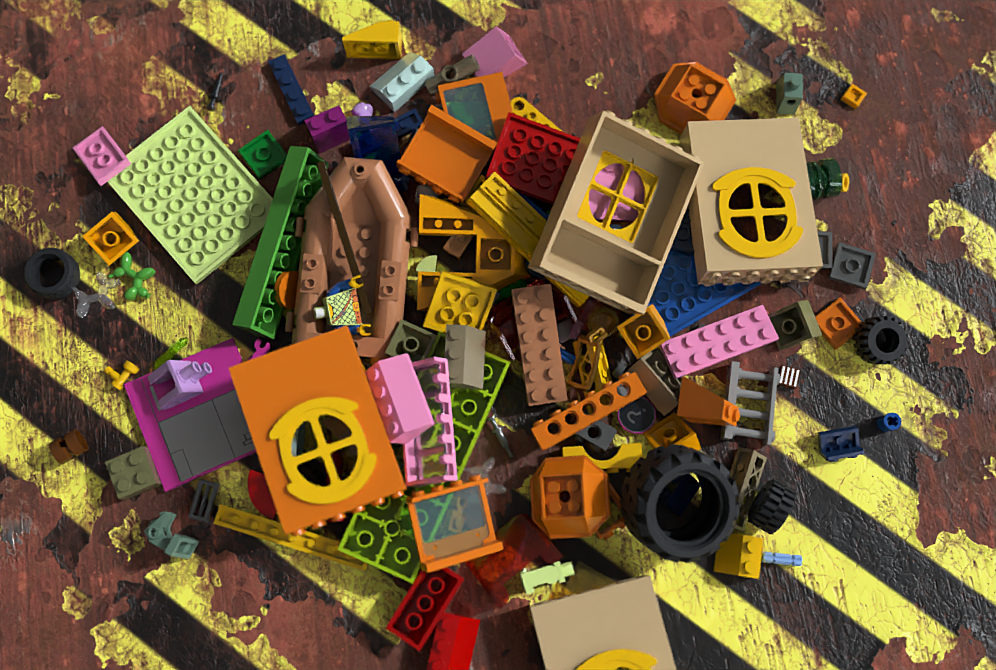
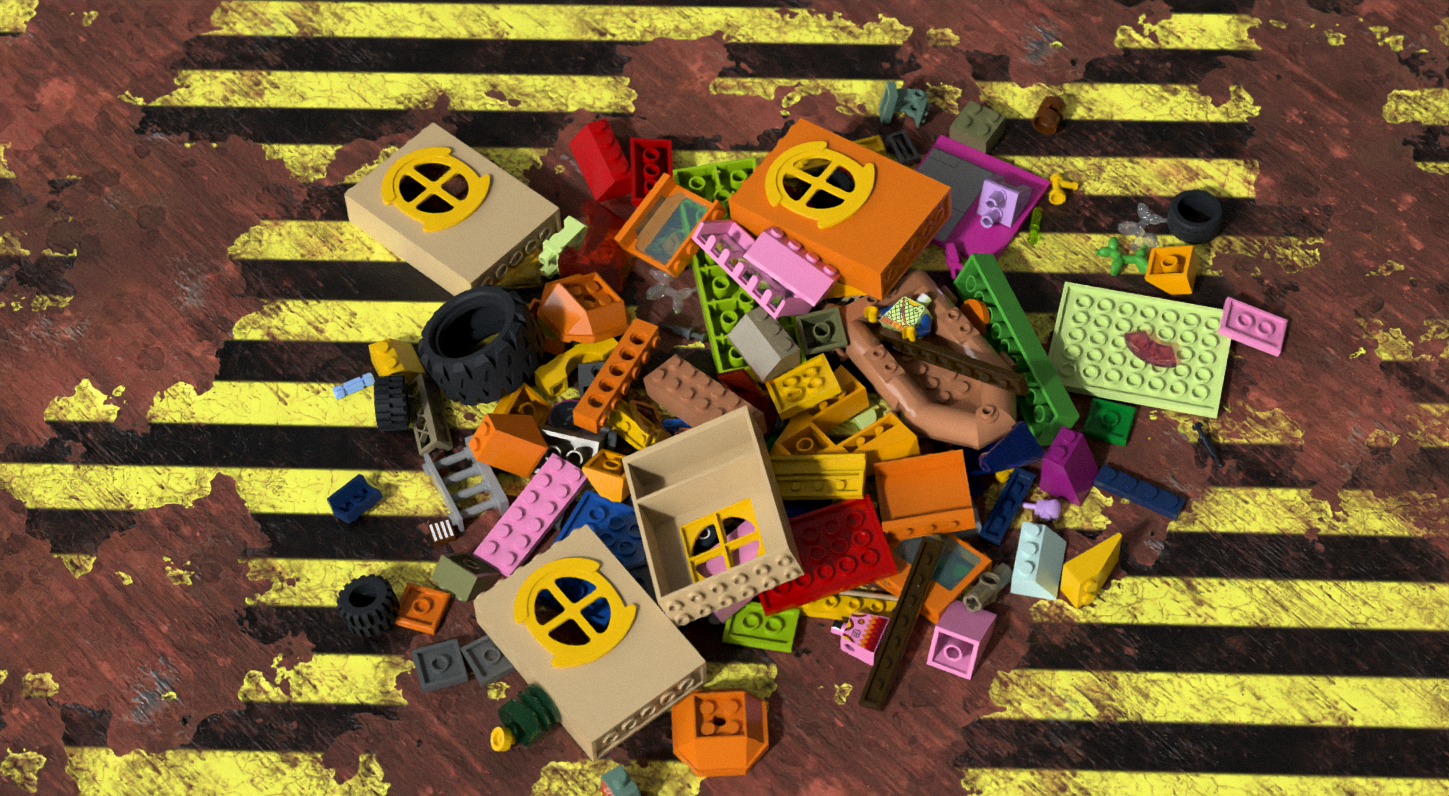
camera: 150 degrees right, 25 degrees down
(190, 181) = (1150, 351): none -> clear pink tile
(527, 84) = (902, 624): none -> dark brown tile
(556, 102) = (861, 635): none -> torso
(895, 422) = (316, 545): blue gear -> none

